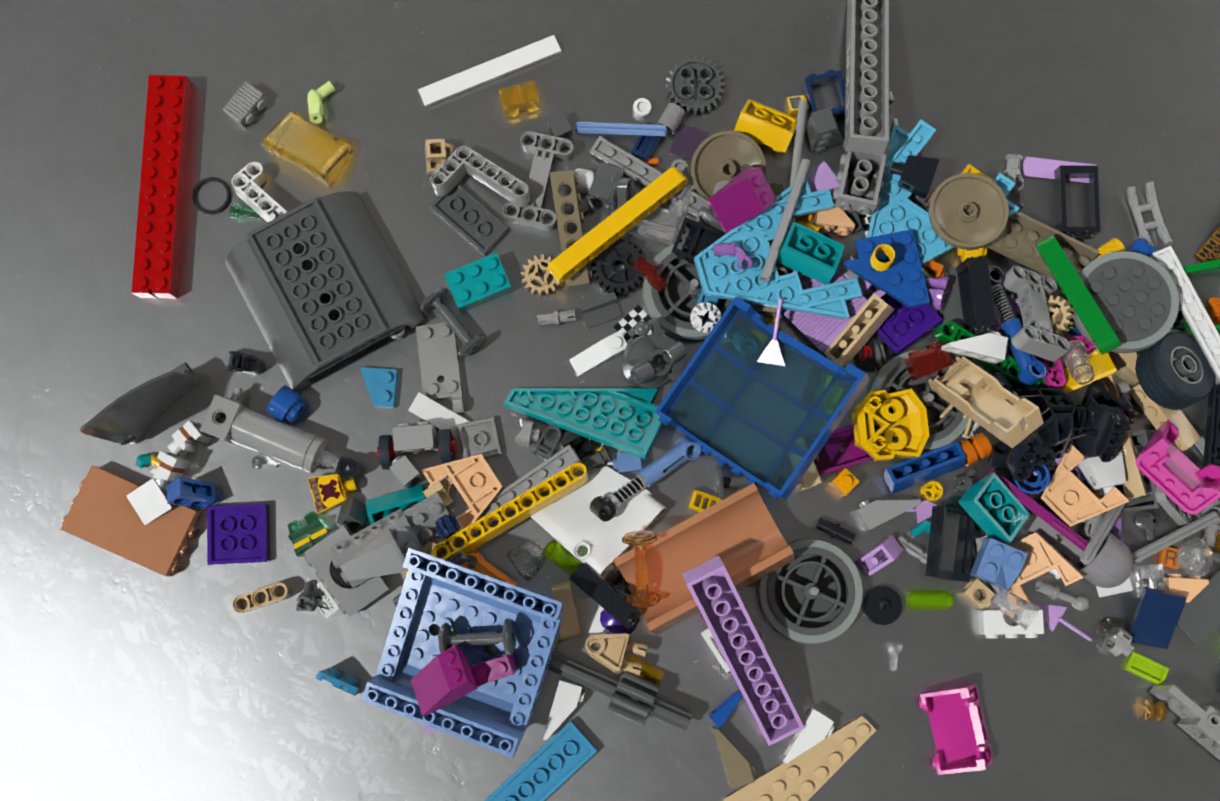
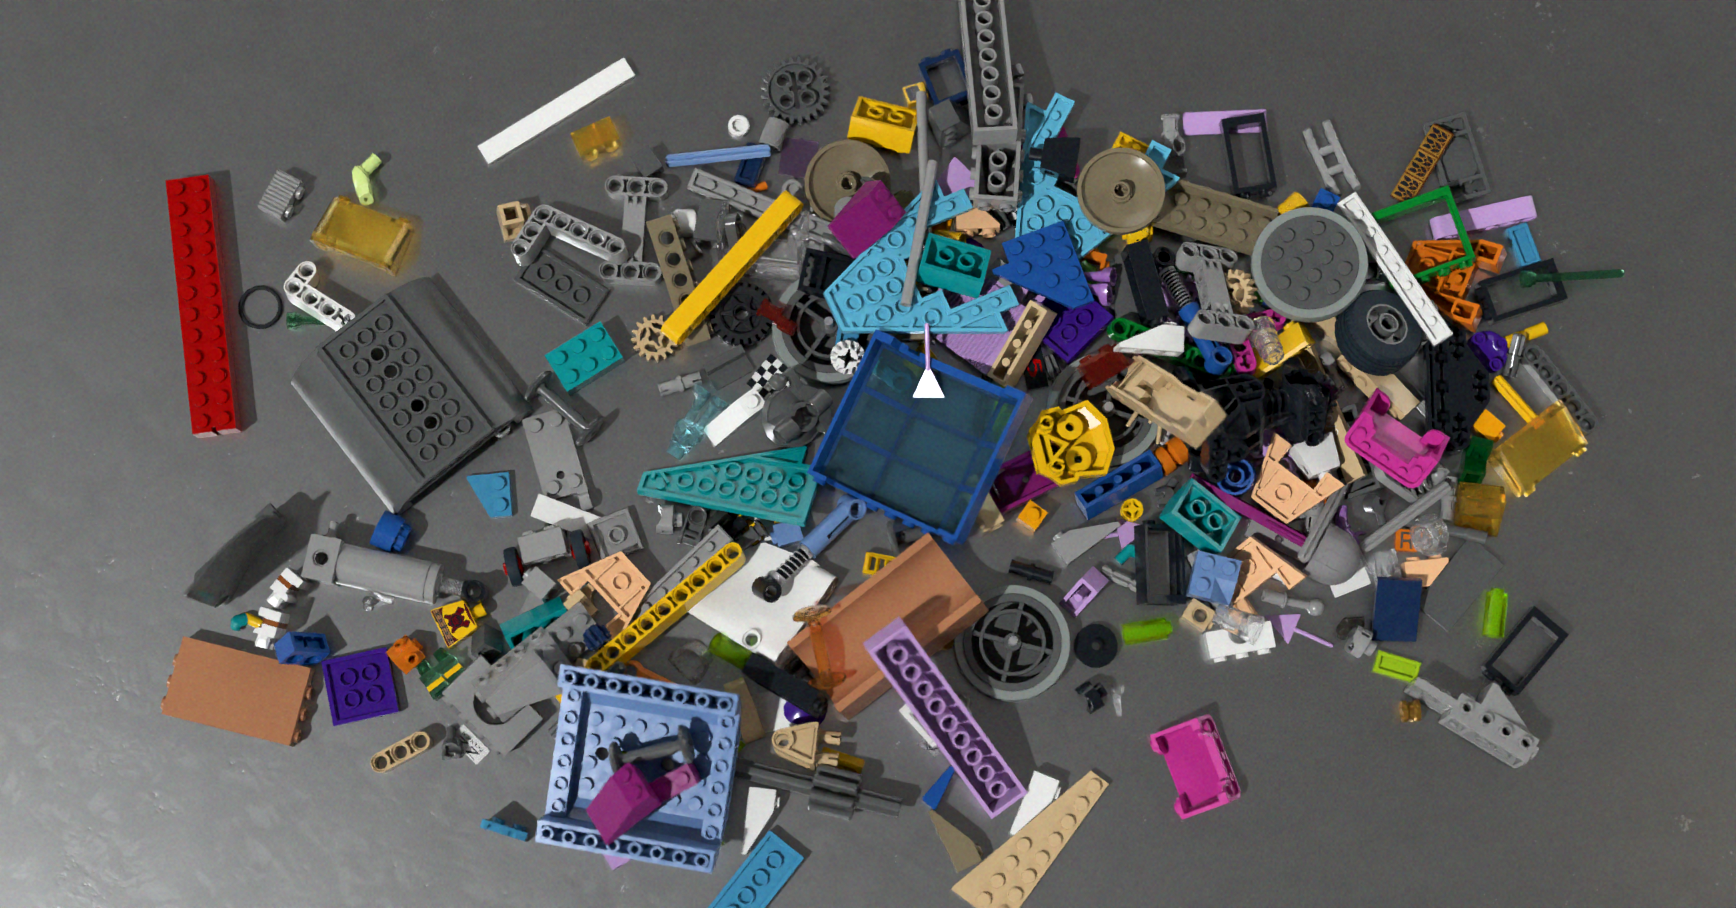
camera: 10 degrees left, 0 degrees up
(148, 501) = (256, 665): white sticker -> none
(242, 363) = (330, 494): black piece -> none
(280, 512) = (406, 653): none -> orange brick
(555, 360) = (688, 434): none -> clear light blue piece
(733, 250) = (864, 277): medium lavender piece -> none
(874, 649) = (1093, 695): none -> black piece
(886, 249) = (1032, 249): yellow piece -> none
(1078, 295) = (1254, 265): green beam -> none

